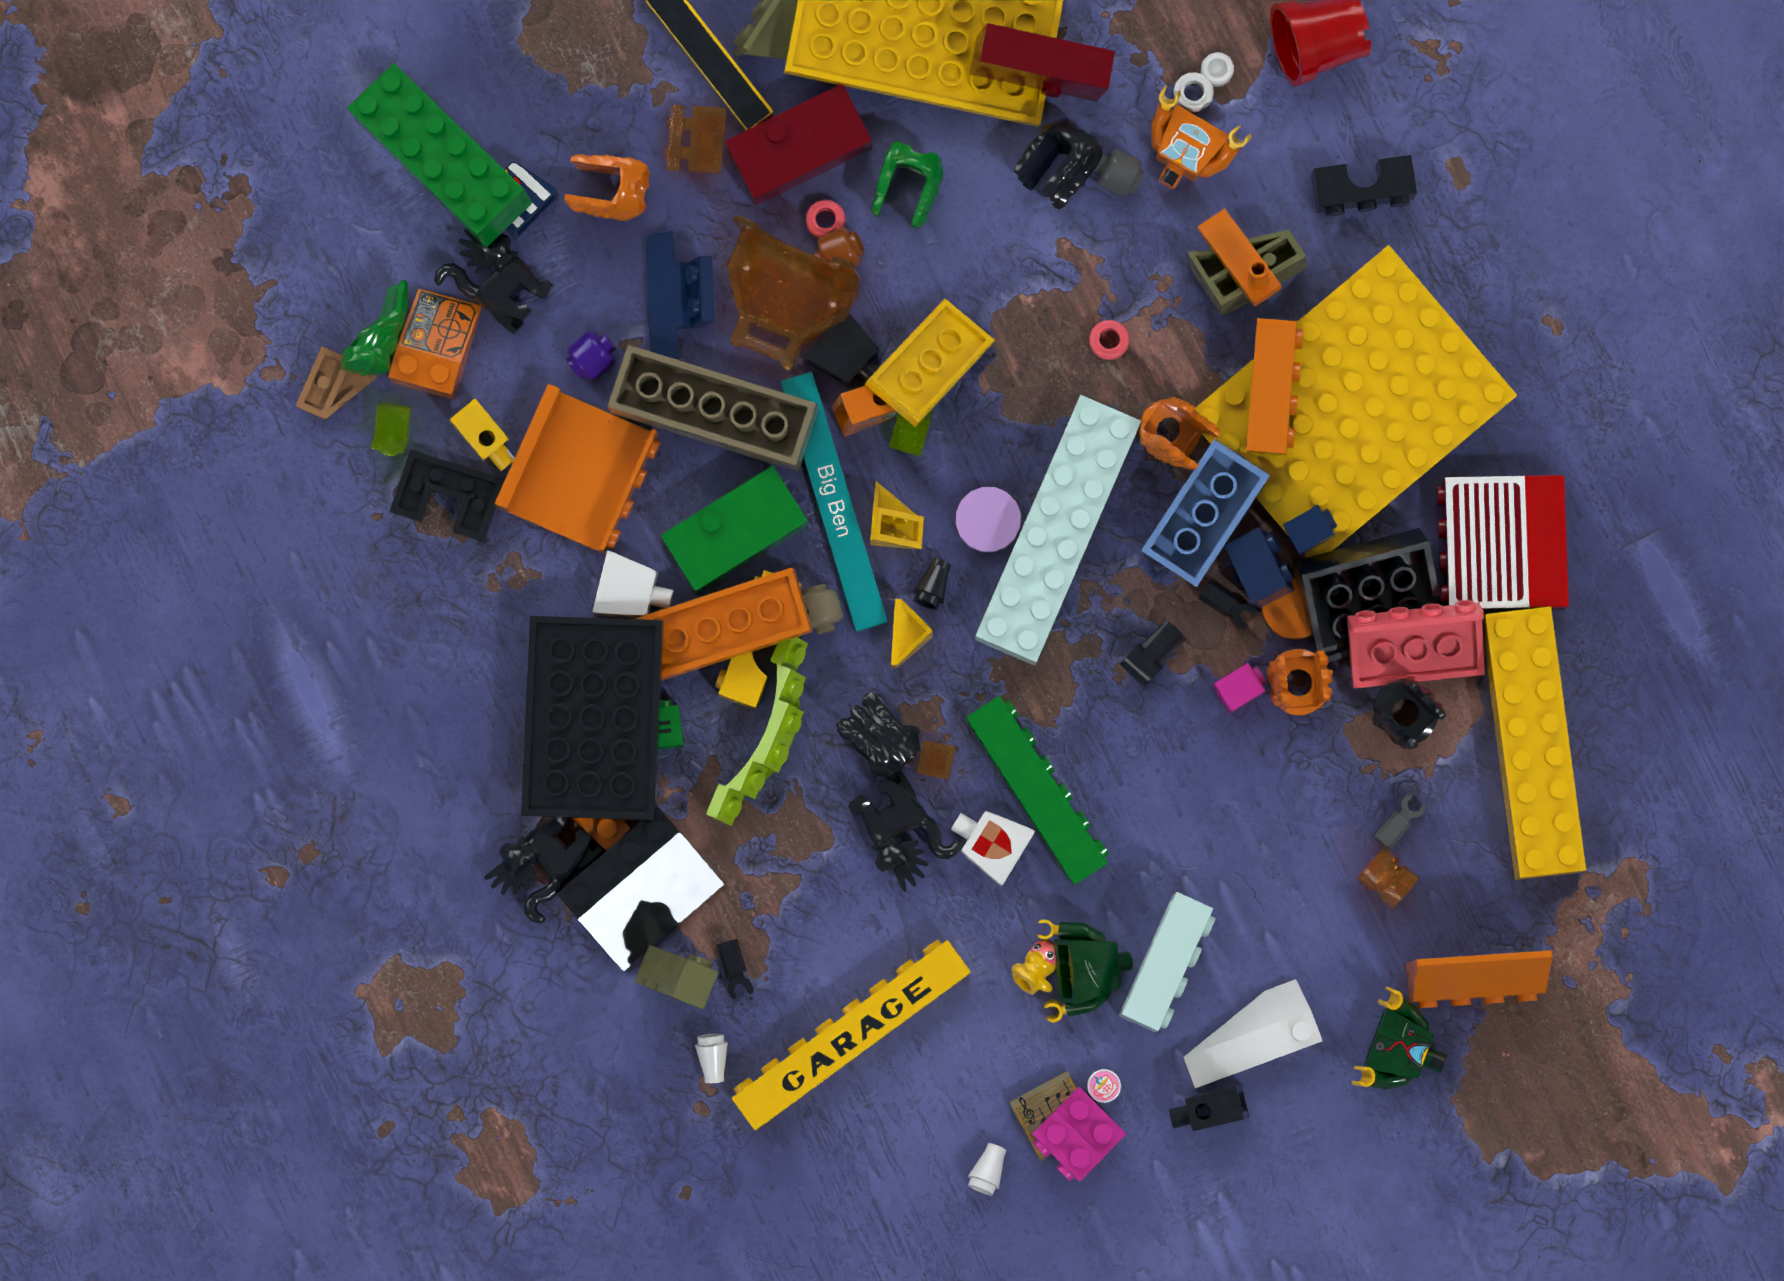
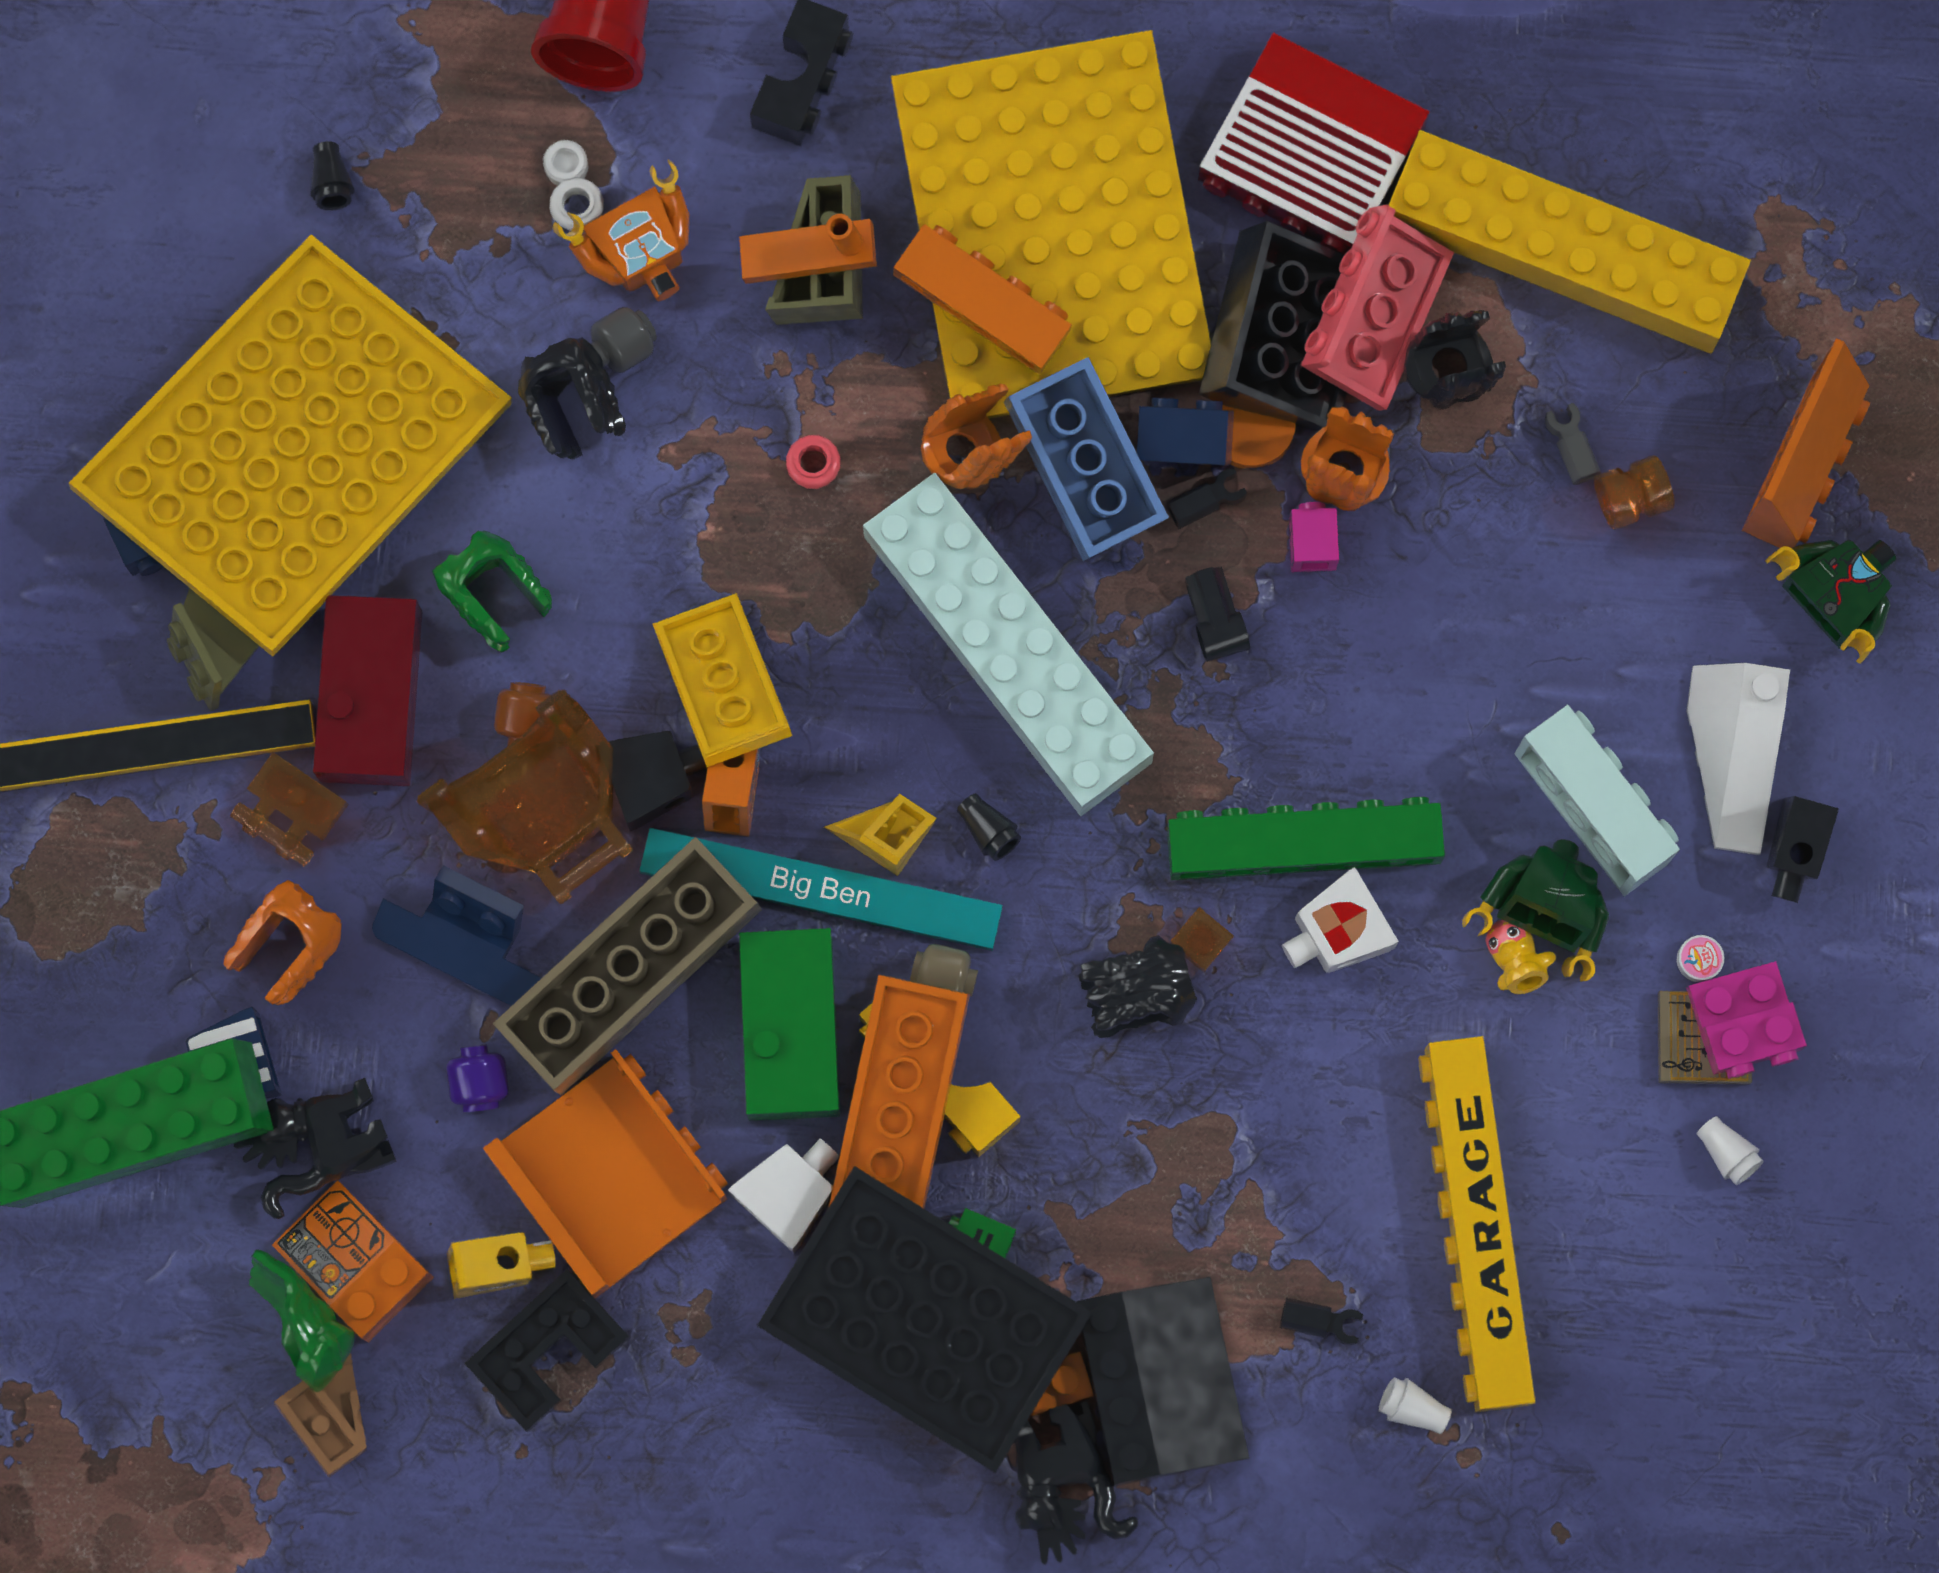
camera: 60 degrees left, 5 degrees down
(391, 428) = (425, 1372): clear neon green bracket -> none
(677, 977) = (1306, 1383): olive wedge -> none
(777, 739) = (1080, 1120): lime piece -> none
(824, 205) = (459, 701): coral piece -> none
(895, 820) = (1247, 1027): black animal -> none
(908, 437) = (793, 756): clear neon green bracket -> none
(908, 633) = (1030, 887): yellow slope -> none
(988, 519) = (946, 720): lavender tile -> none
(1042, 62) = (442, 348): dark red brick -> none
(1310, 529) = (1178, 347): dark blue brick -> none

